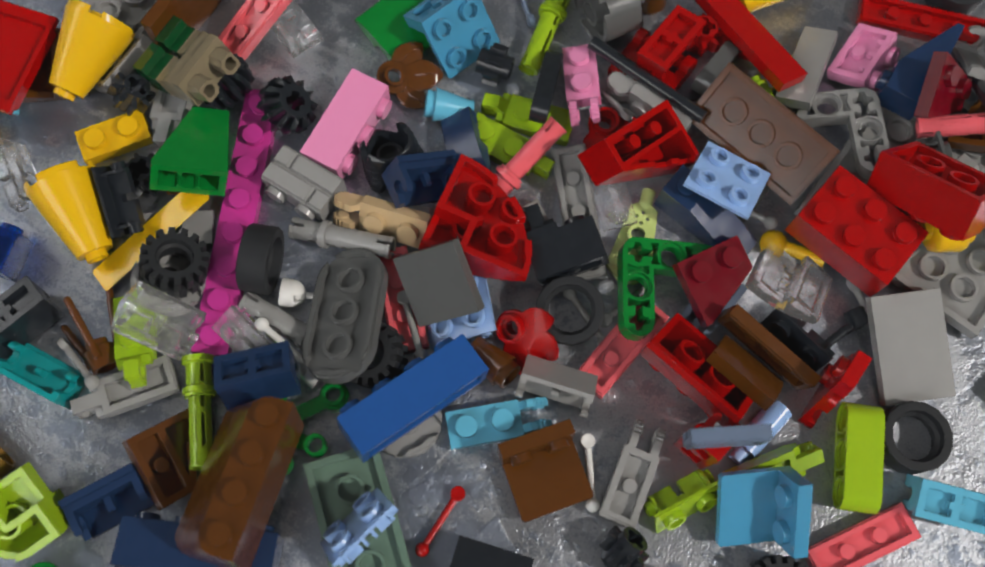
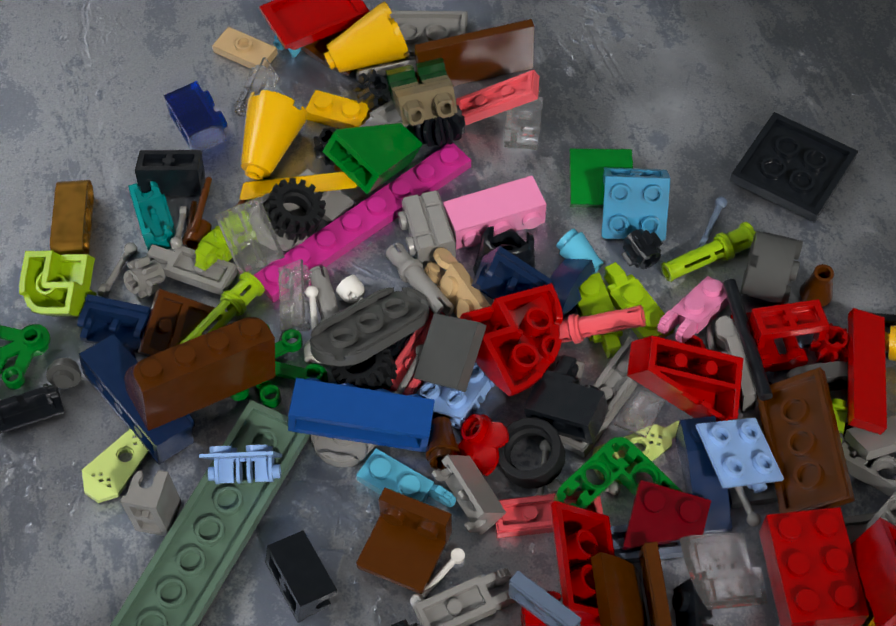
camera: 50 degrees right, 15 degrees down
(47, 420) = (104, 289): none -> light grey hinge
(92, 437) = (144, 276): none -> light grey gear
(112, 185) = (294, 151): black hinge -> none
(256, 374) = (282, 314): dark blue hinge -> none
(260, 259) = (350, 249): black tyre -> none
(287, 105) = (454, 172): black gear -> none
(413, 72) = (576, 213): reddish brown plate -> none
(422, 548) = (332, 512): red hinge -> none
(546, 87) = (663, 287): black beam -> none
(794, 250) = (752, 542): yellow bar -> none

